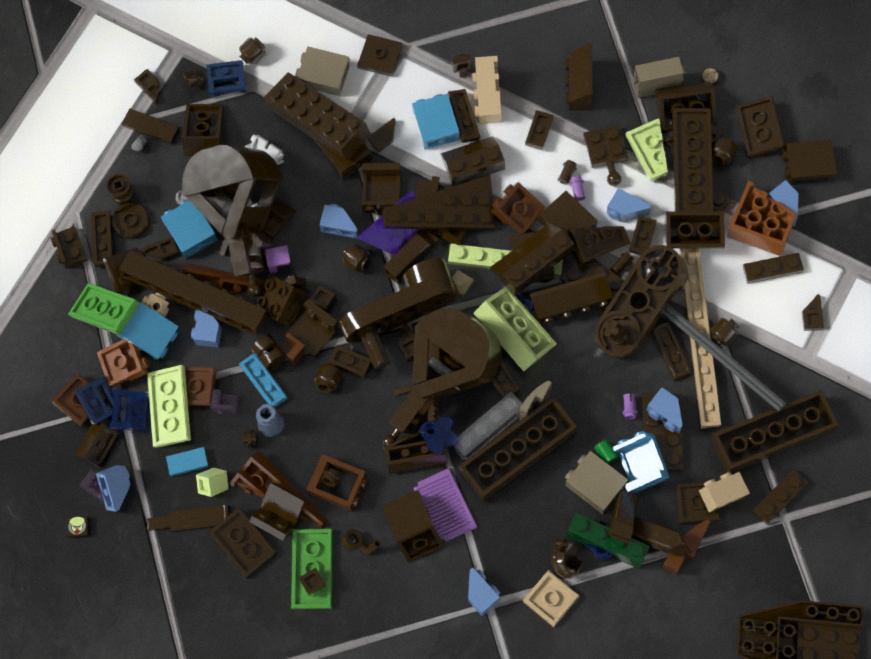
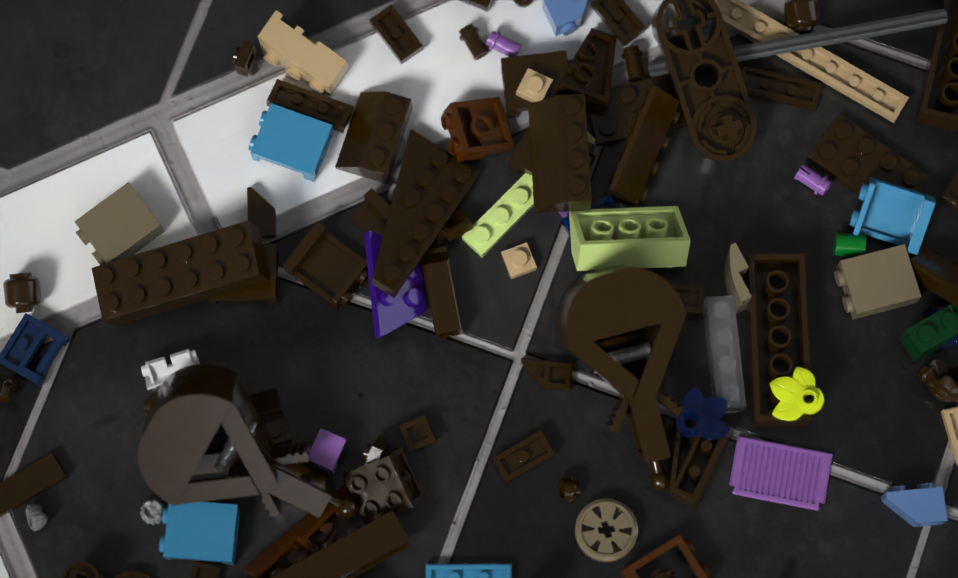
camera: 60 degrees left, 5 degrees up
(202, 127) = (81, 424): dark brown slope -> none
(268, 352) = (430, 547): dark brown wheel -> none
(293, 349) = (454, 516): reddish brown panel -> none
(314, 328) = (448, 472): dark brown bracket -> none
(328, 377) = (525, 497): dark brown head -> none
(337, 222) = (332, 347): medium blue slope -> none
(350, 398) = (569, 489): none -> dark brown plate
(353, 432) = (616, 516): none -> dark tan wheel
(356, 258) = (398, 357): dark brown head -> none
(379, 55) = (150, 146): dark brown plate -> none
(412, 526) = (782, 525): dark brown slope -> none
(427, 290) = (506, 301): dark brown beam -> none
(488, 474) = (792, 394): none -> neon yellow plate
(562, 217) = (534, 86): none -> tan plate
(666, 409) = (854, 140): medium blue slope -> none

